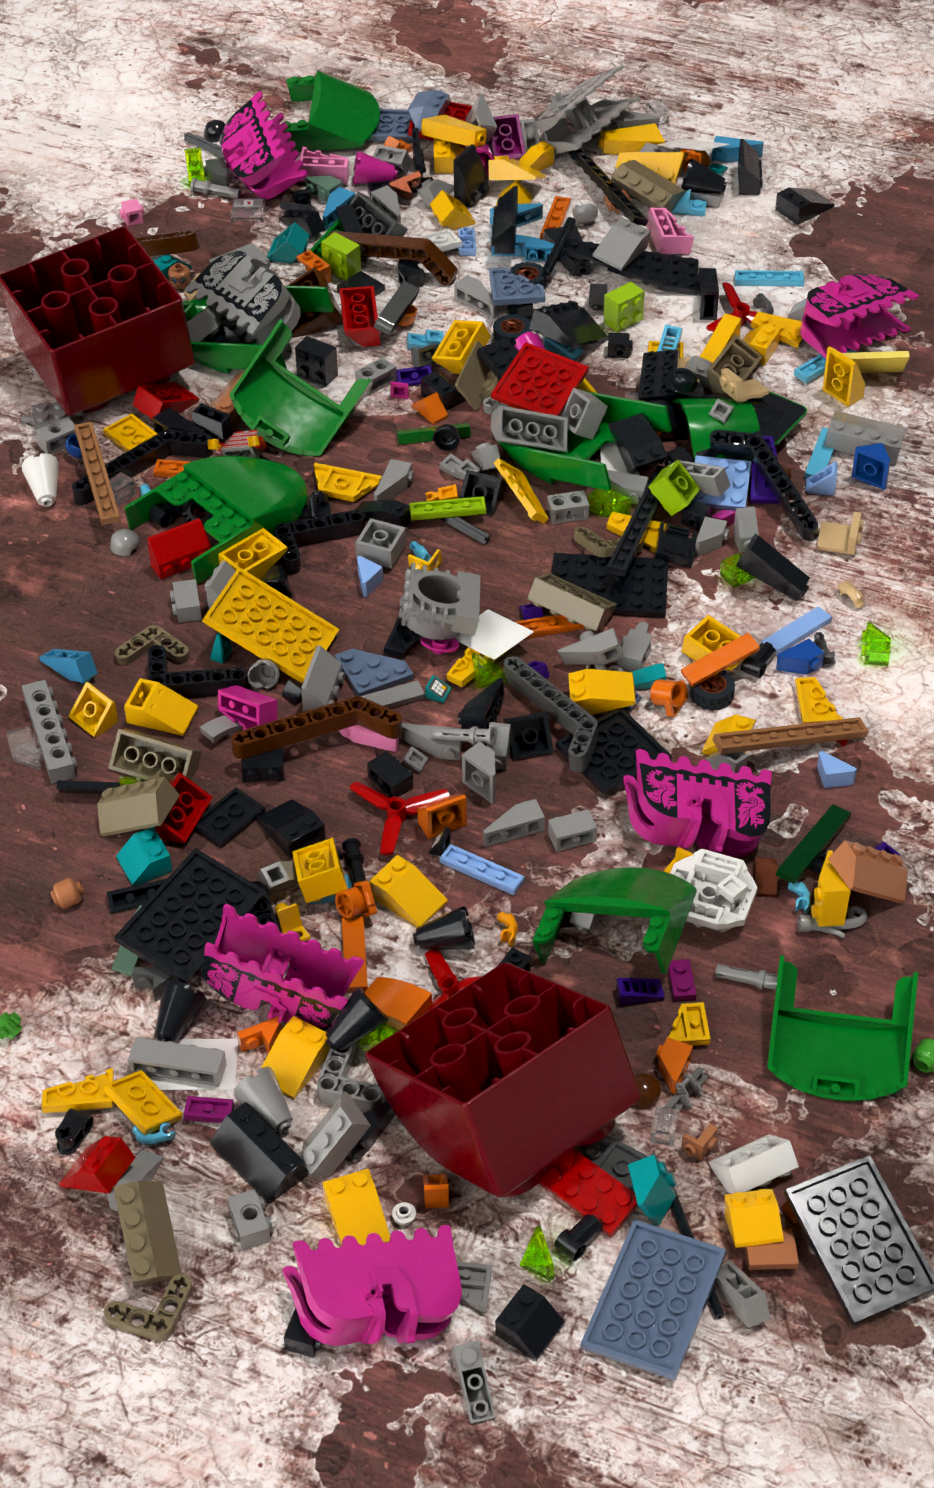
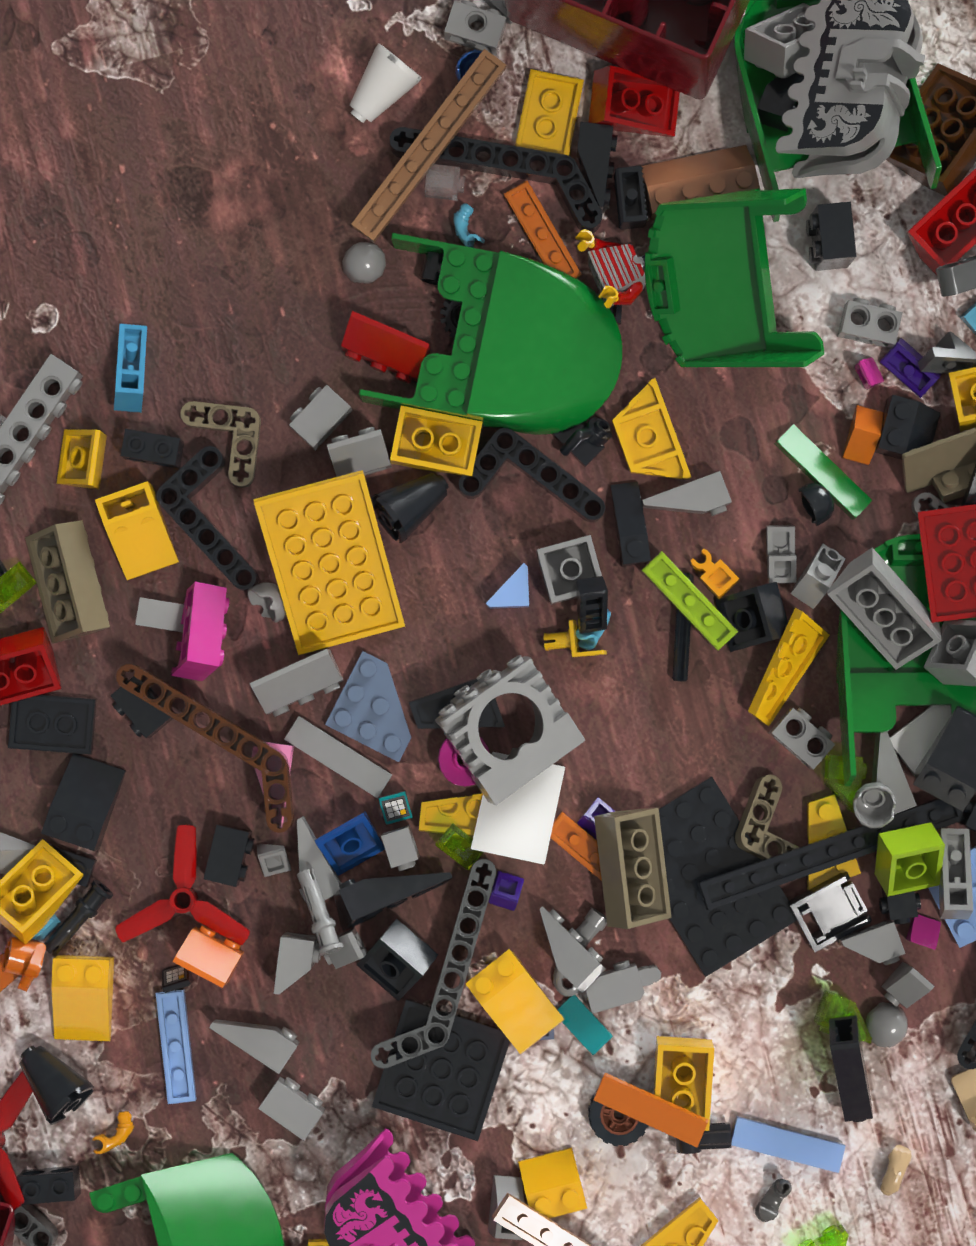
camera: 50 degrees right, 40 degrees up
(122, 677) = (152, 448): none -> black brick
(292, 692) = (278, 651): black slope -> none
(405, 533) = (592, 594): none -> black slope
(437, 711) = (350, 843): none -> blue slope
(461, 687) = (400, 848): none -> light grey brick
(630, 485) = (874, 805): none -> light grey hair
(669, 694) = (566, 1077): orange piece -> none
(801, 658) = (742, 1185): blue slope -> none

